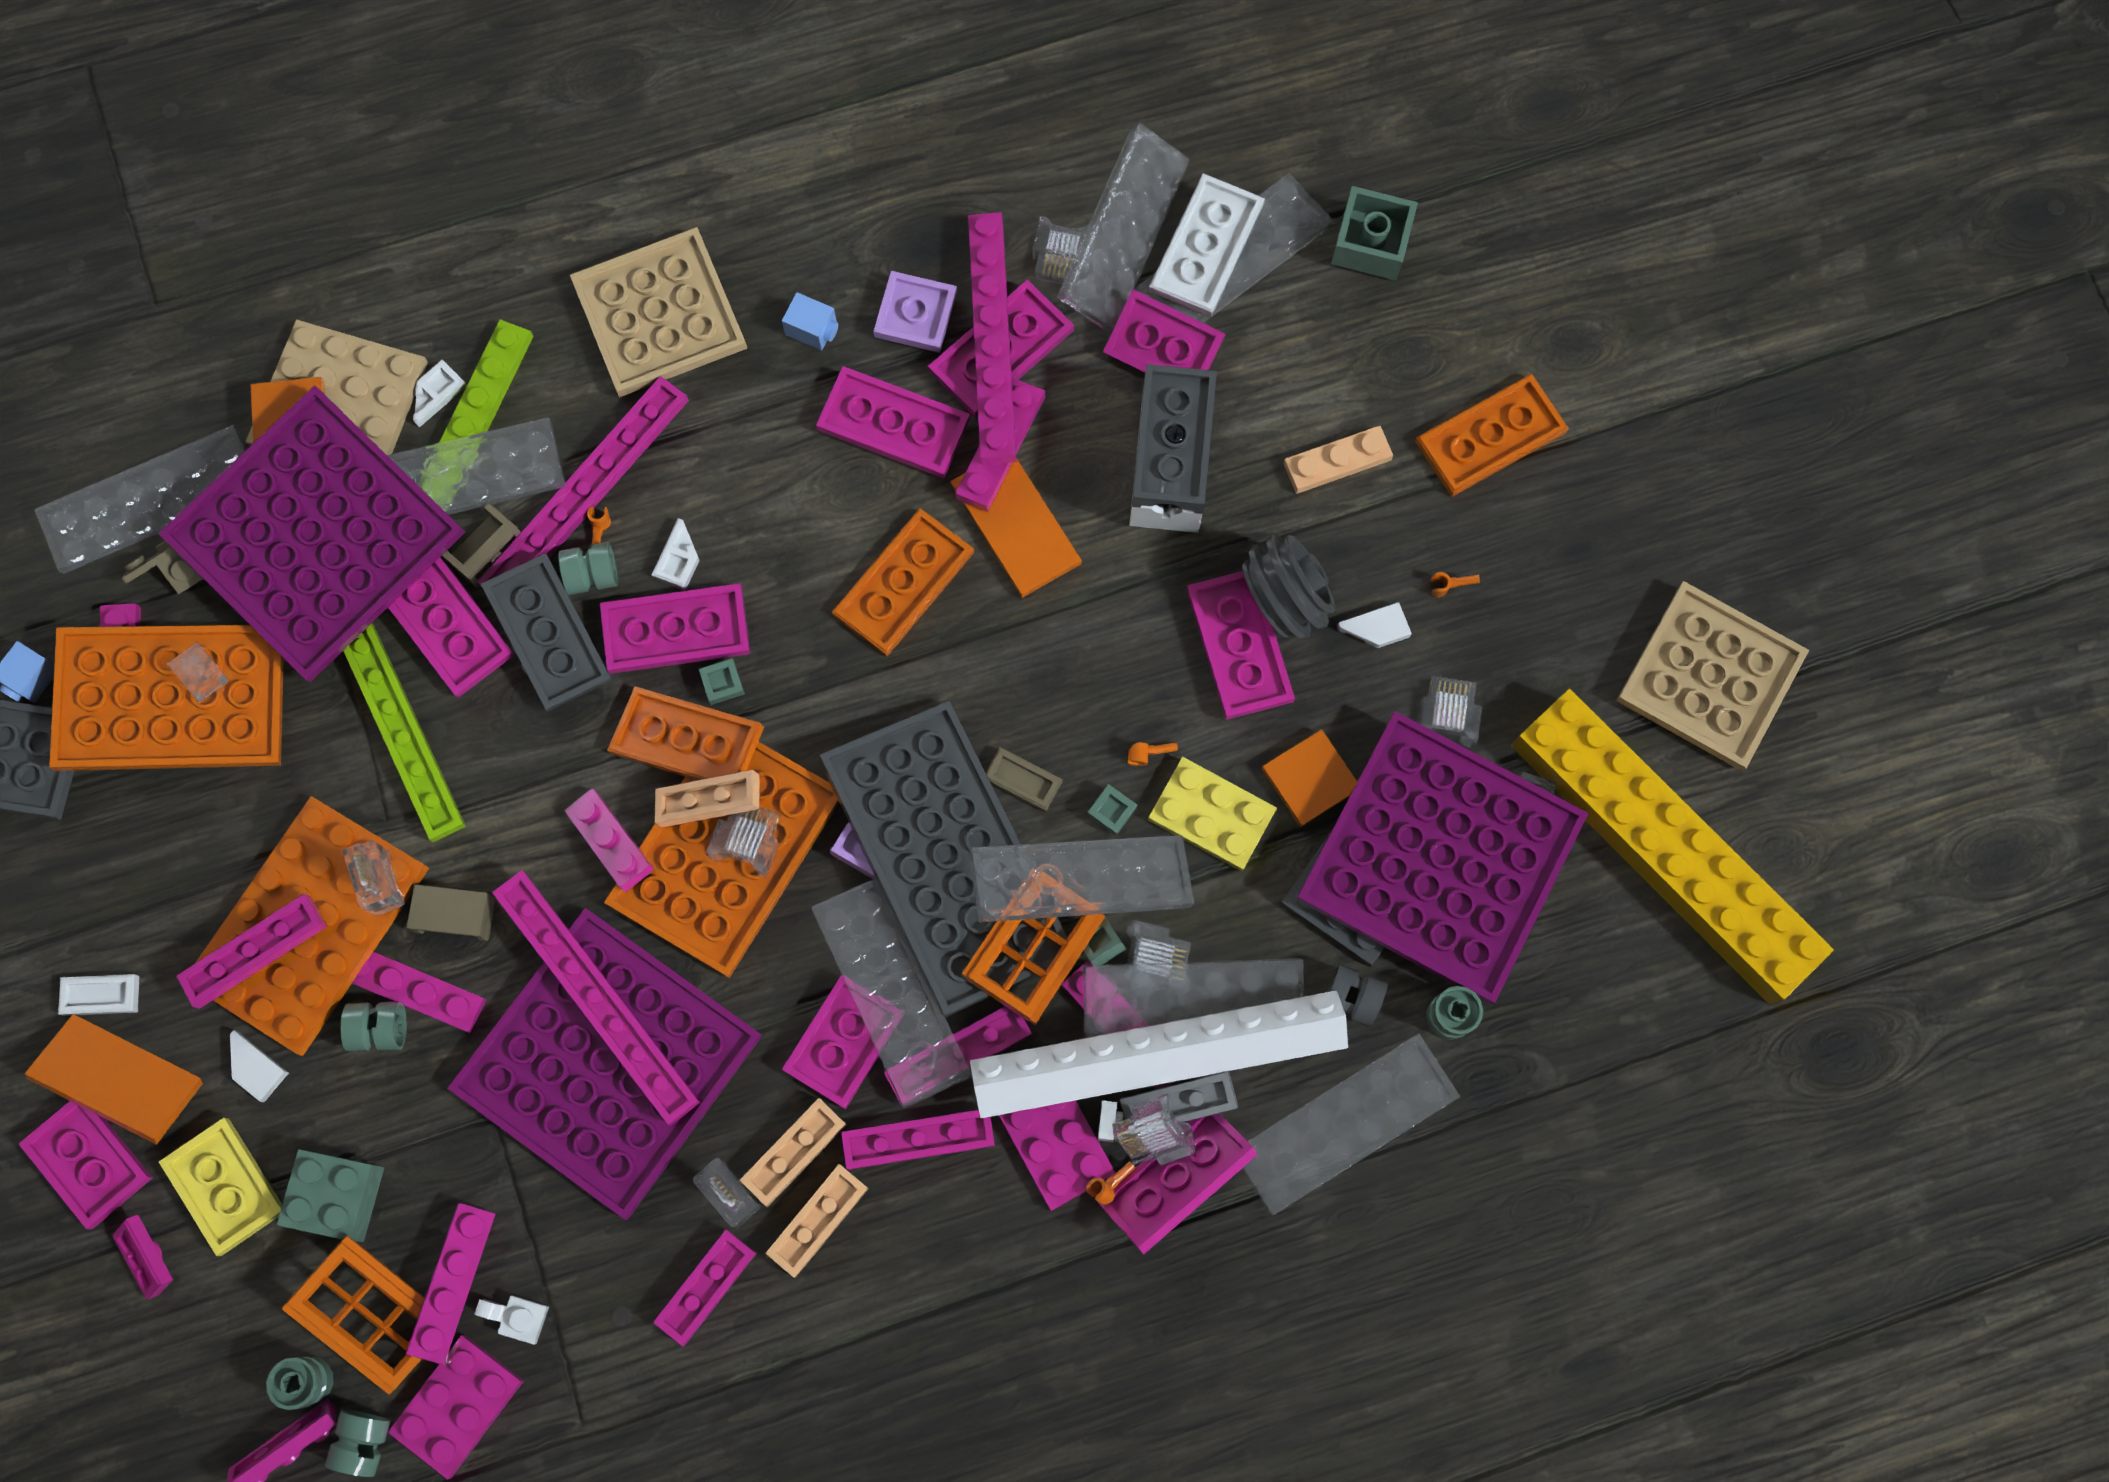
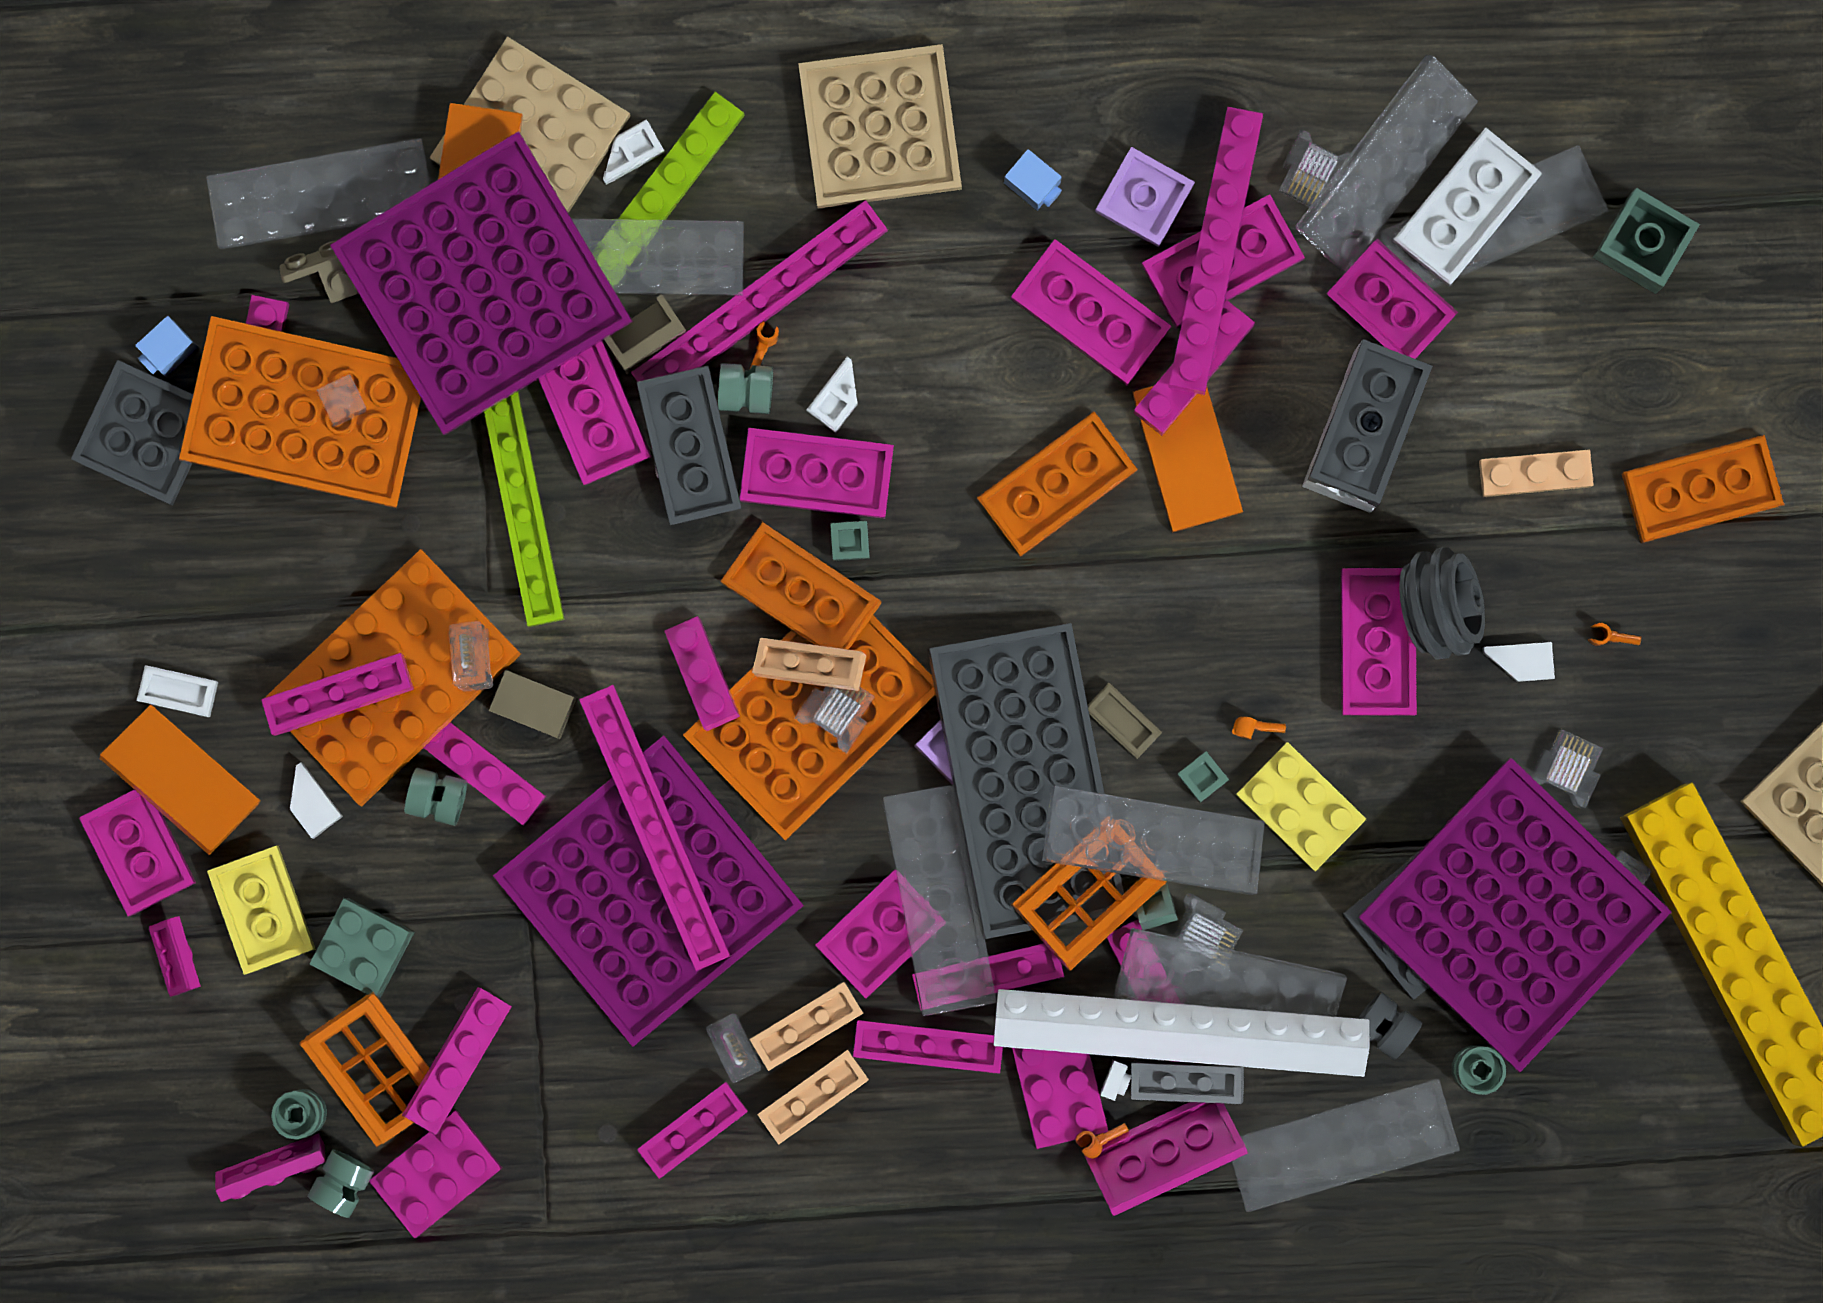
camera: 20 degrees right, 10 degrees up
(519, 1319) = (511, 1111): white plate -> none
(1154, 1133) = (1155, 1106): clear piece -> none
(1310, 778) = (1409, 797): orange tile -> none

